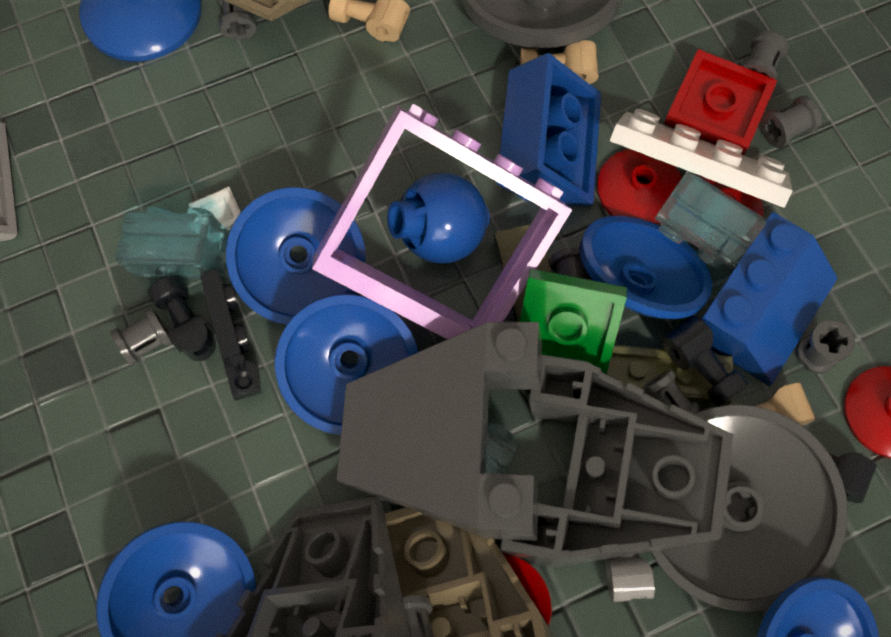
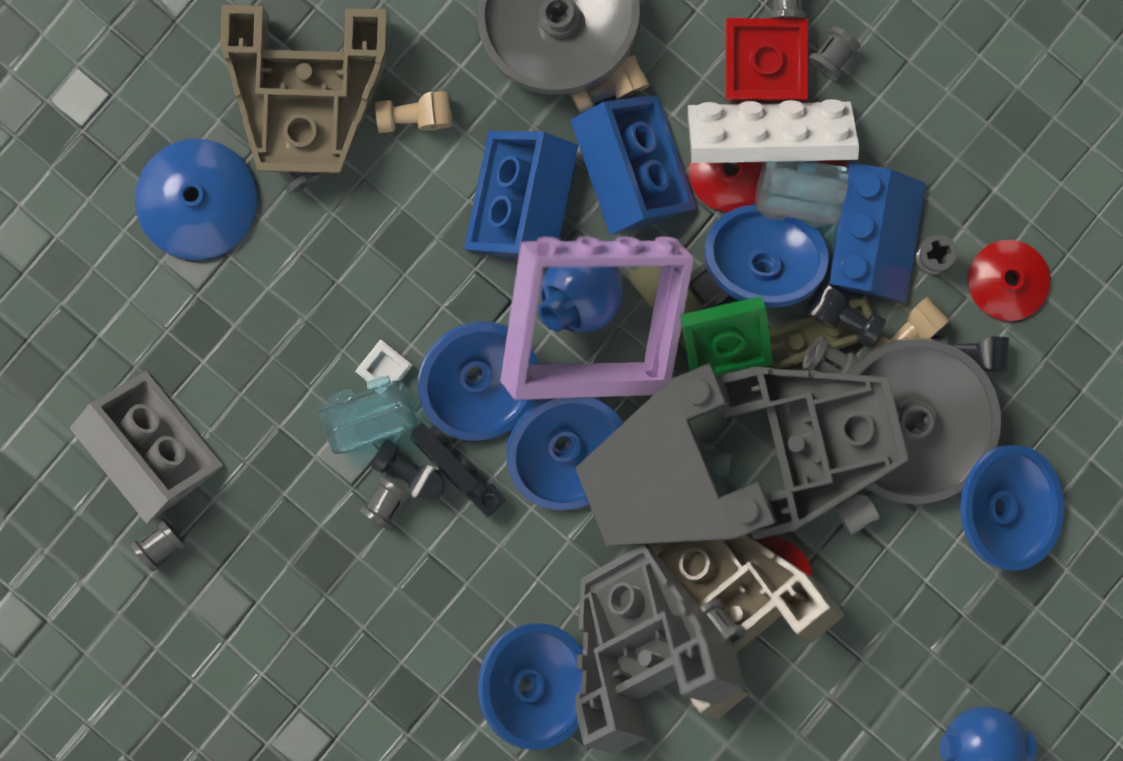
camera: 20 degrees left, 15 degrees up
(453, 90) = (520, 191): none -> blue slope

